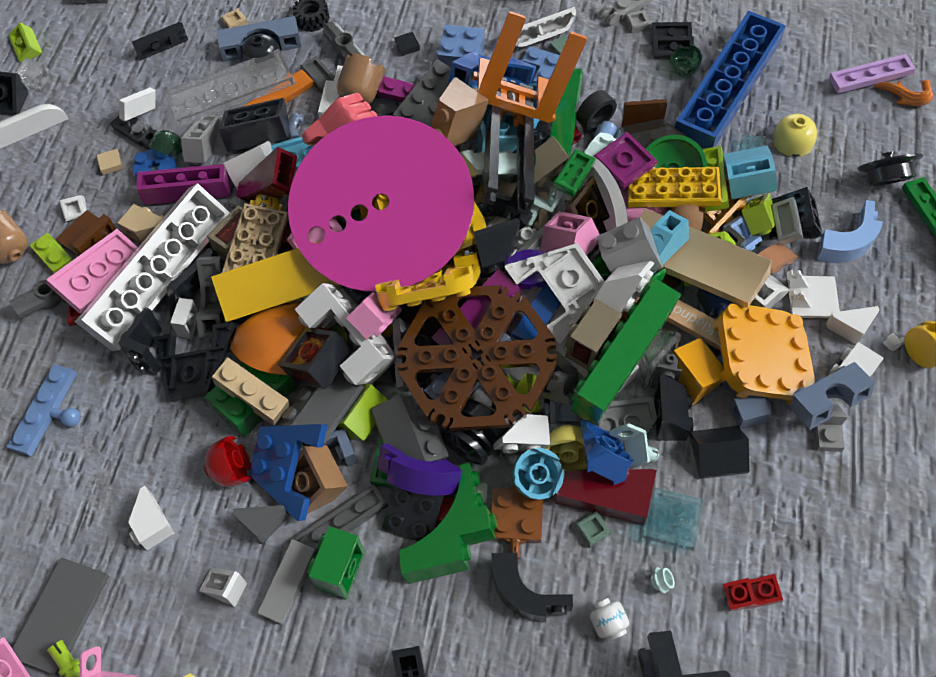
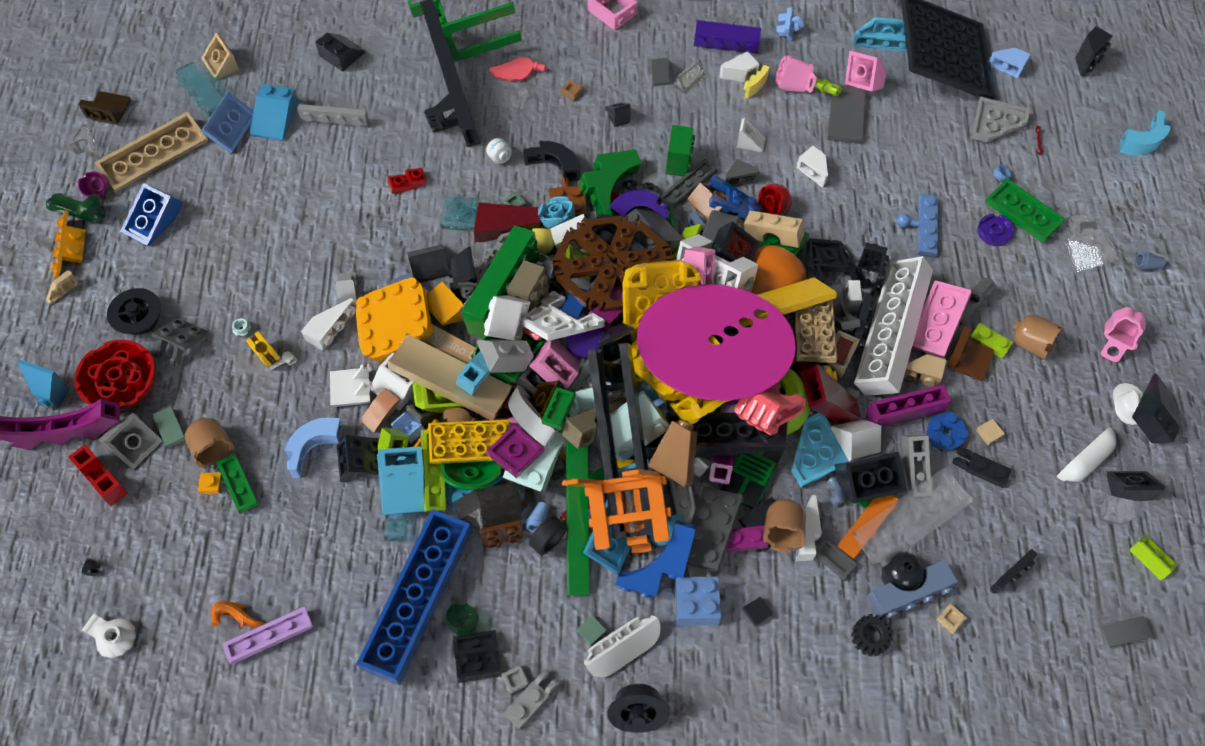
camera: 165 degrees right, 0 degrees up
(73, 207) = (997, 384): white slope -> none
(137, 104) = (993, 483): white tile -> none
(165, 142) = (944, 446): clear green hair -> none
(287, 581) = (709, 145): light grey tile -> none
(340, 40) = (809, 582): dark grey piece -> none
(543, 60) = (603, 604): medium blue plate -> none
(604, 453) = (505, 222): blue slope -> none
(636, 444) = (487, 245): light aqua bracket -> none
(662, 580) = (466, 177): light aqua plate -> none
(787, 221) = (368, 439): light grey tile -> none
(795, 135) = (353, 547): light yellow cylinder -> none
(846, 383) = (334, 297): sand blue arch -> none
(852, 323) = (318, 365): white slope -> none
(891, 168) = (269, 506): black wheel -> none

